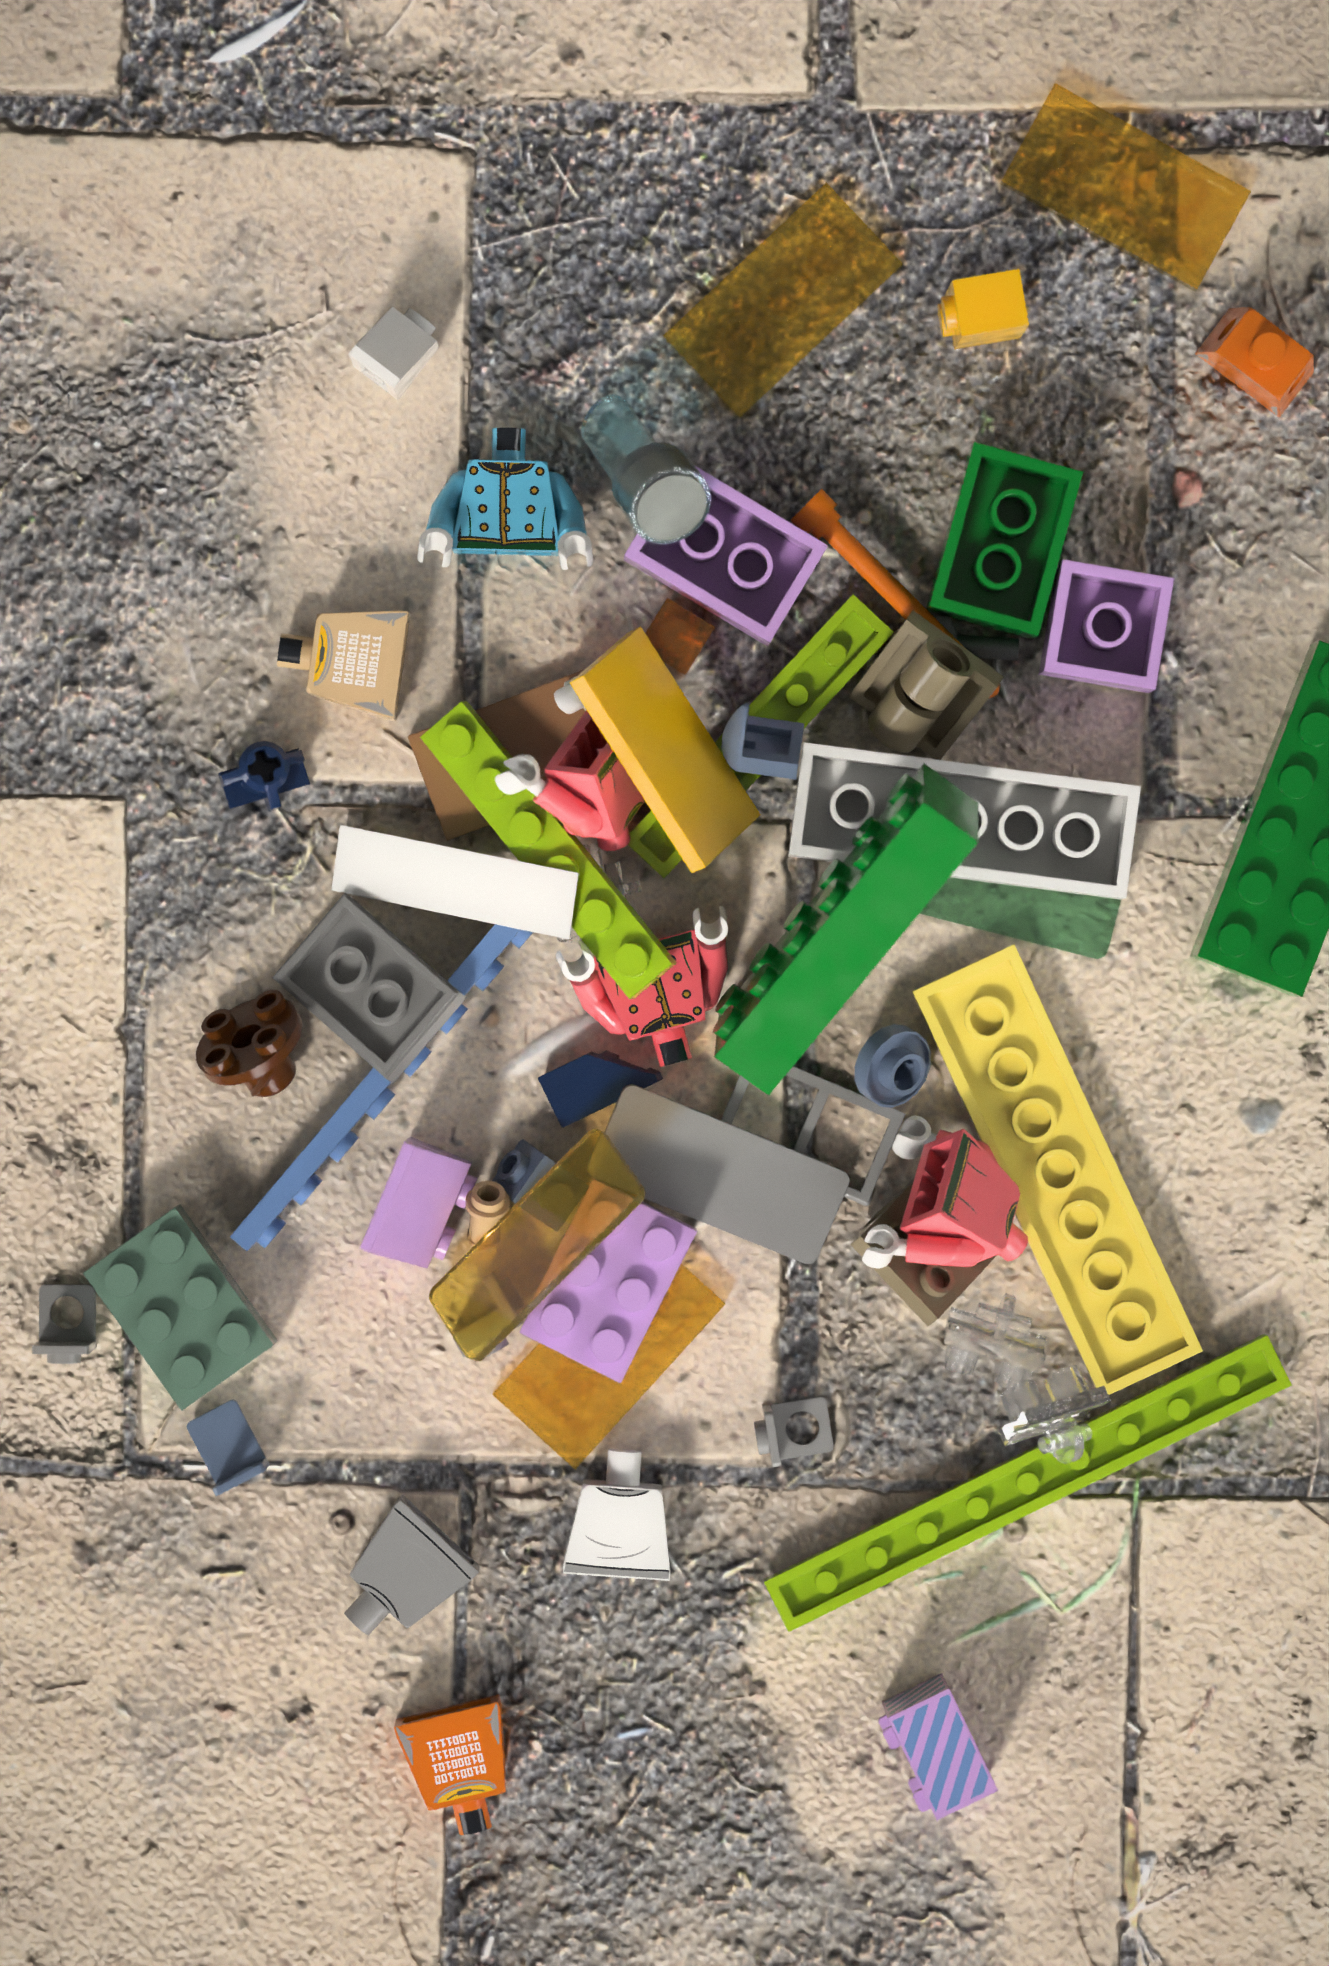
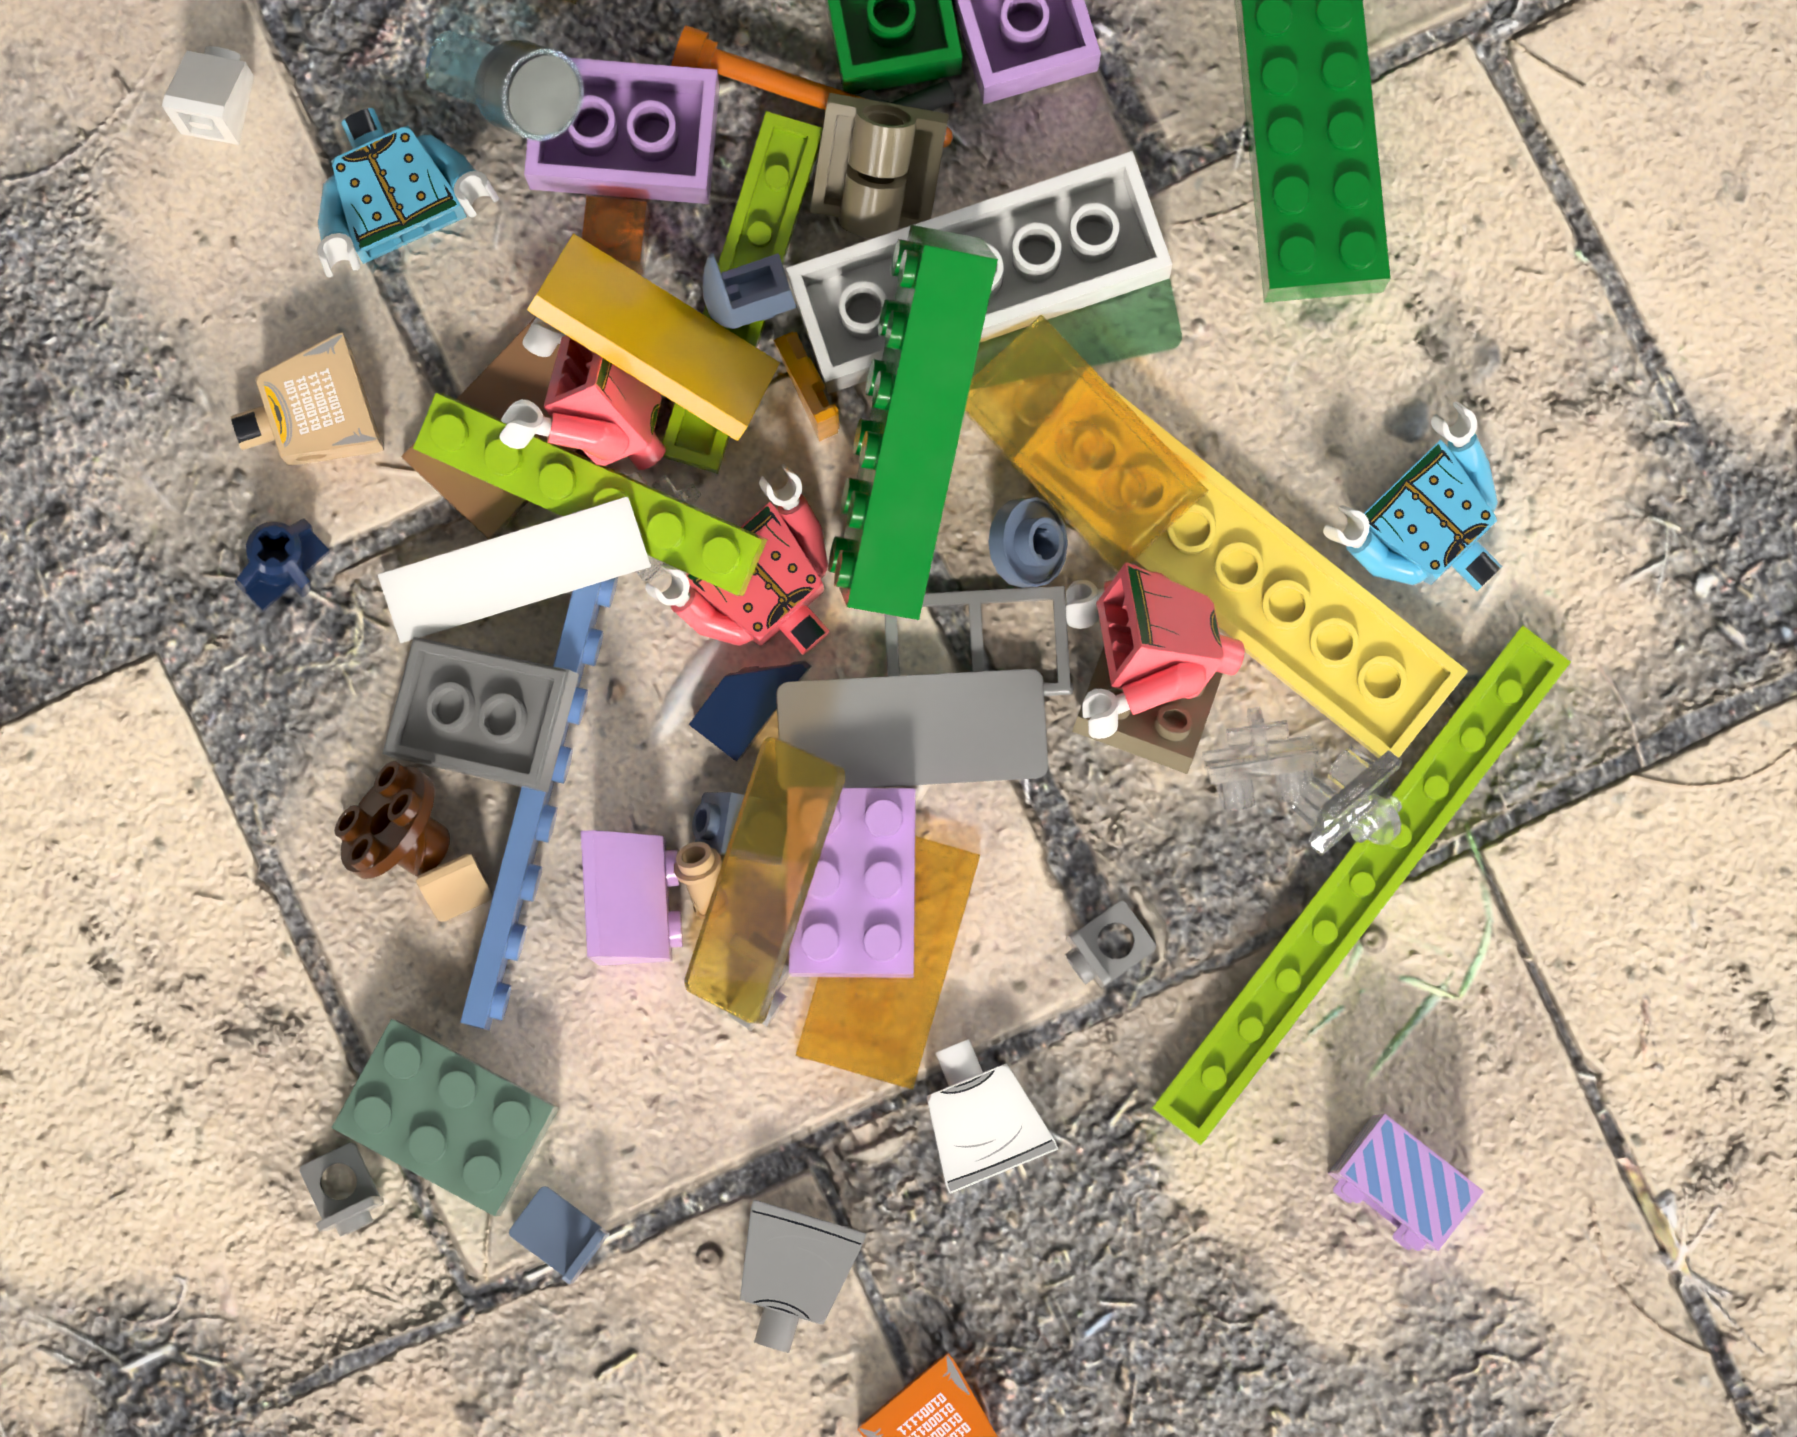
camera: 25 degrees left, 5 degrees down
(279, 1118) = (455, 887): none -> tan slope
(775, 840) = (808, 386): none -> light orange tile
(977, 1009) = (1081, 445): none -> clear yellow tile
(1237, 1207) = (1430, 514): none -> medium azure torso

